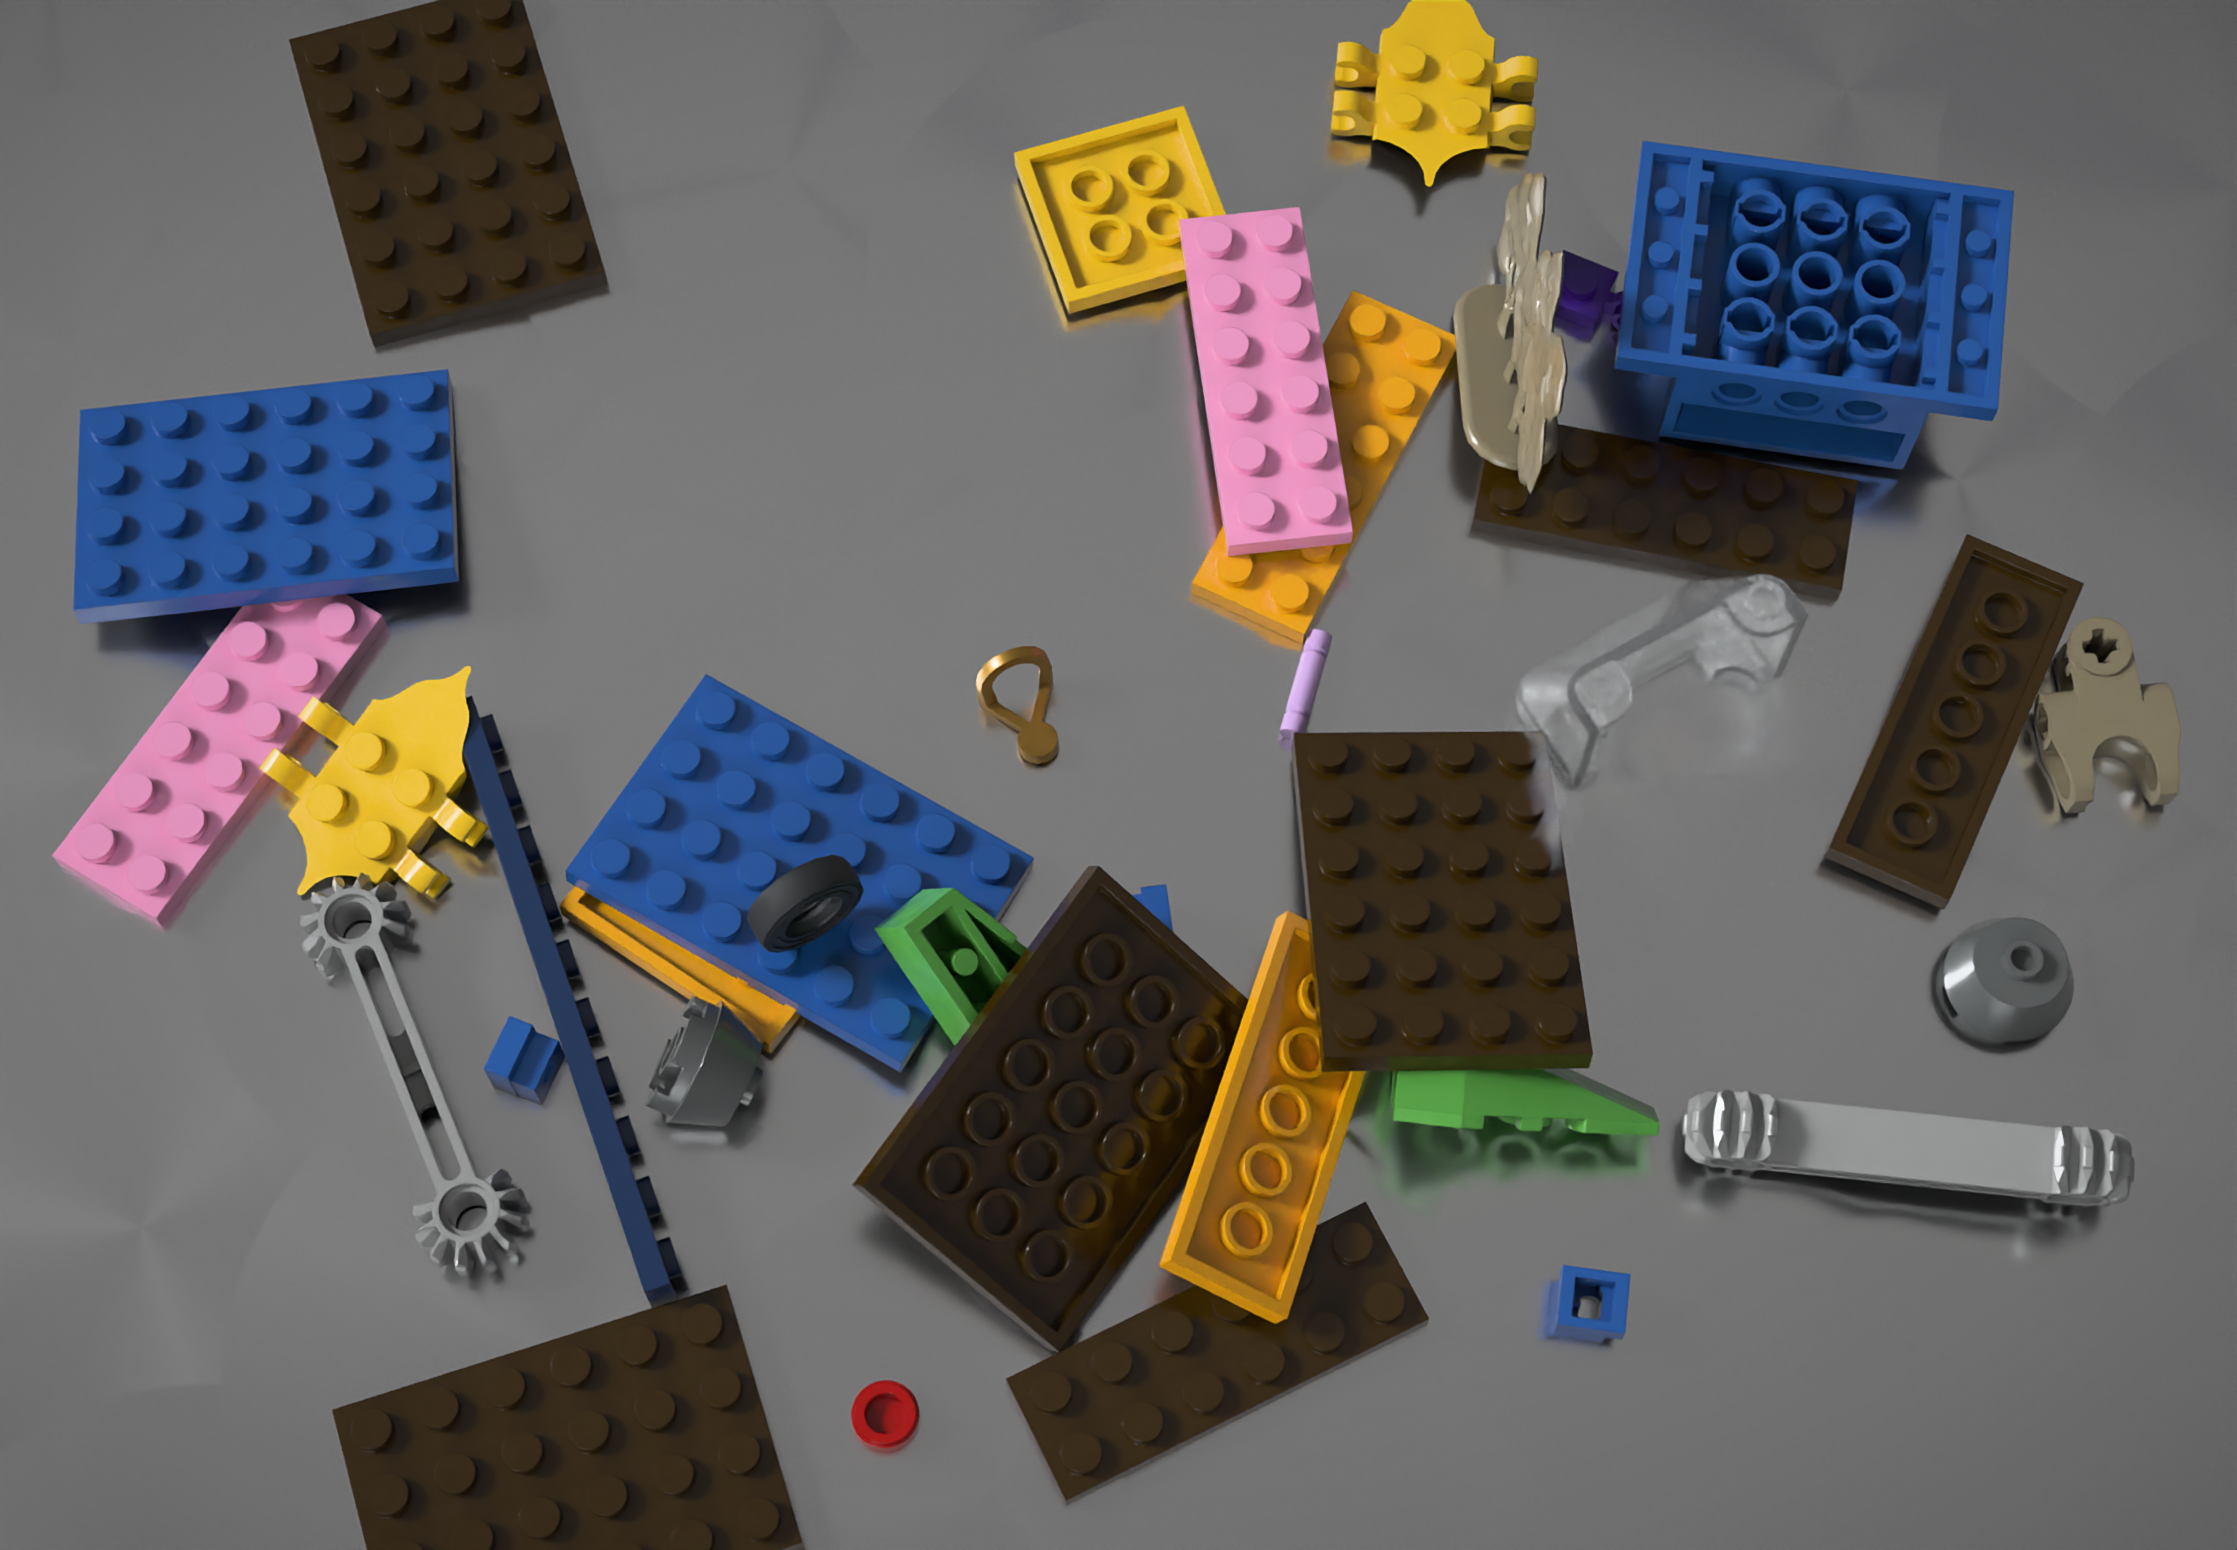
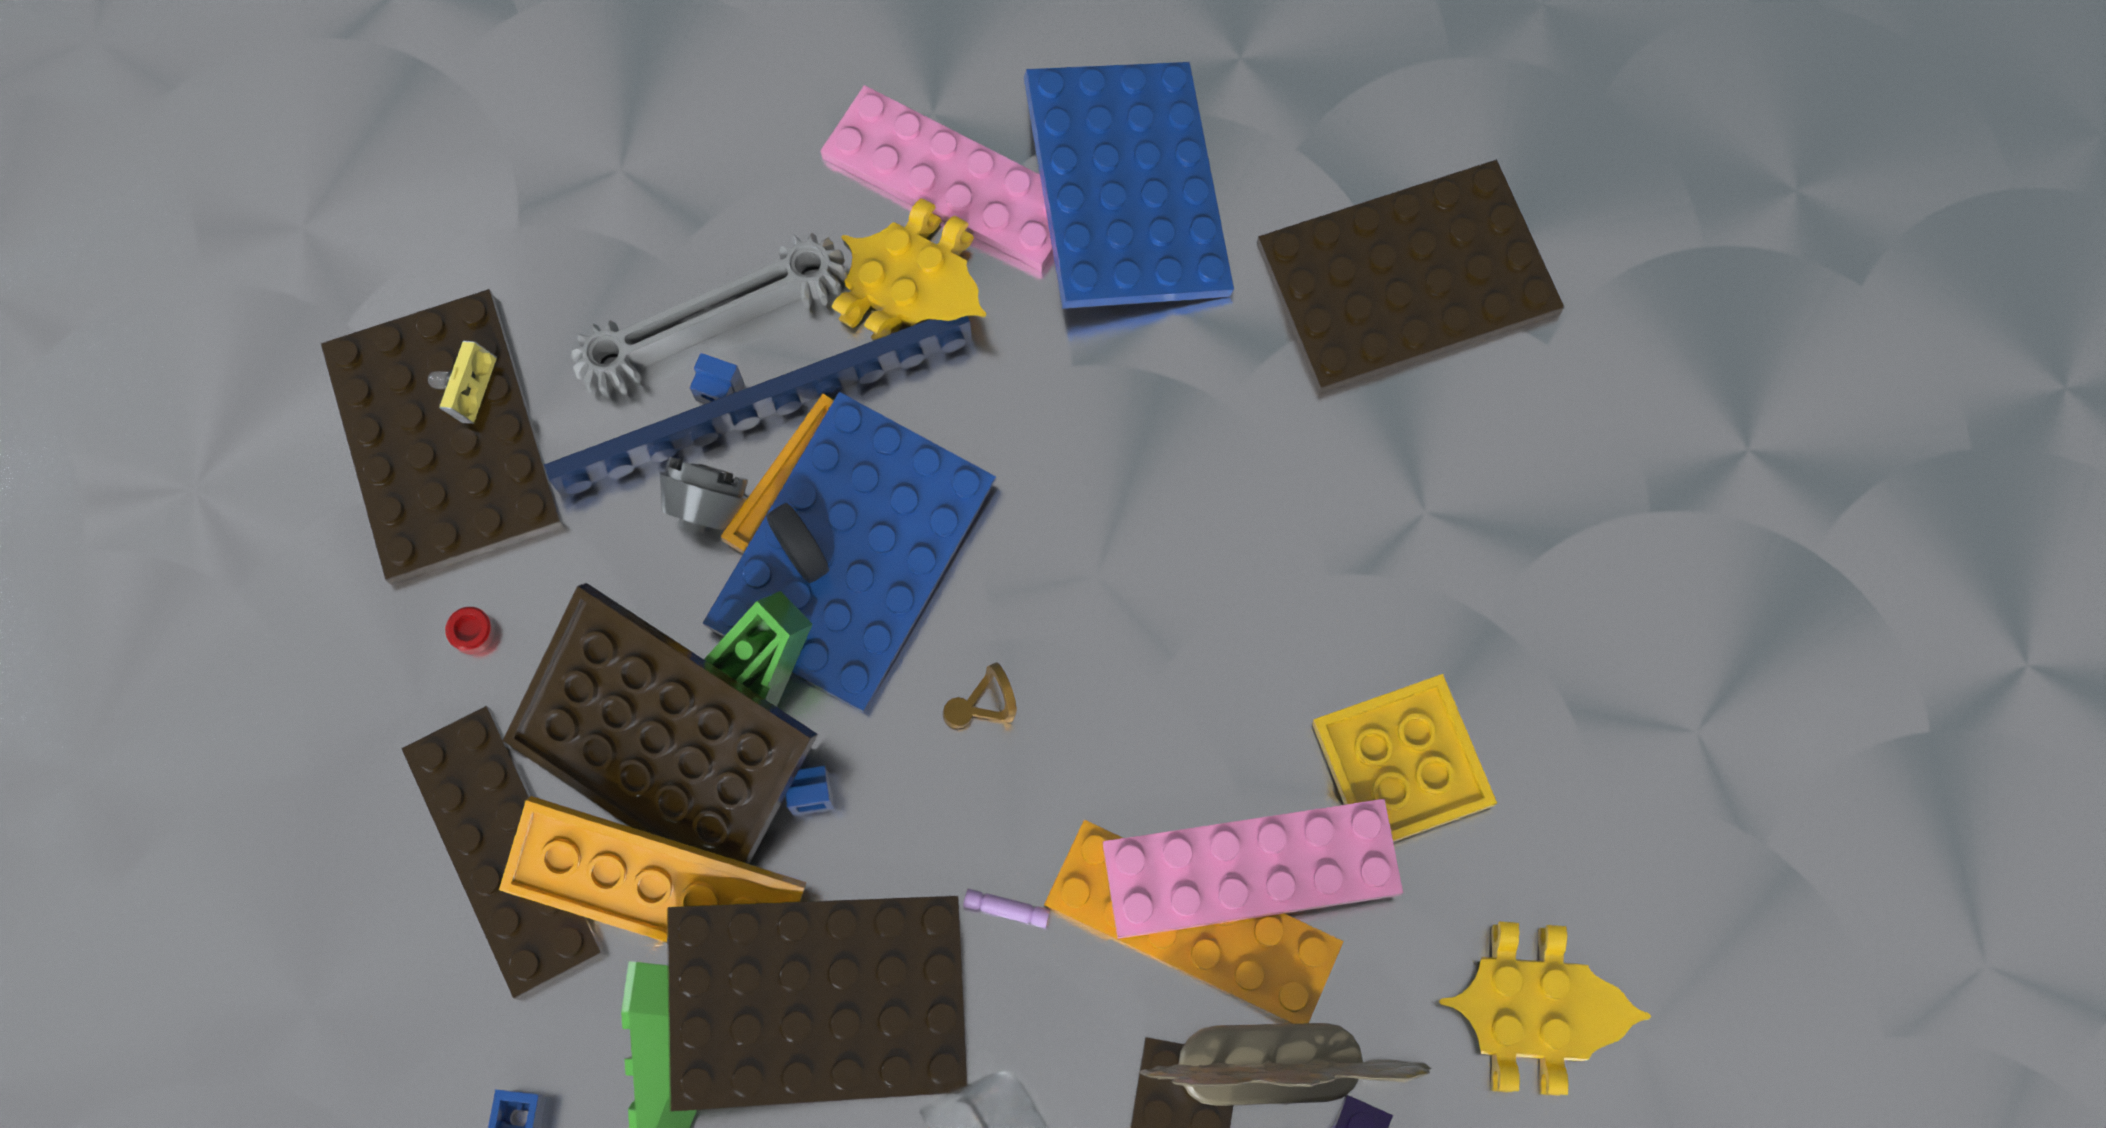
camera: 90 degrees right, 5 degrees up
(497, 1419) = (465, 382): none -> light yellow piece

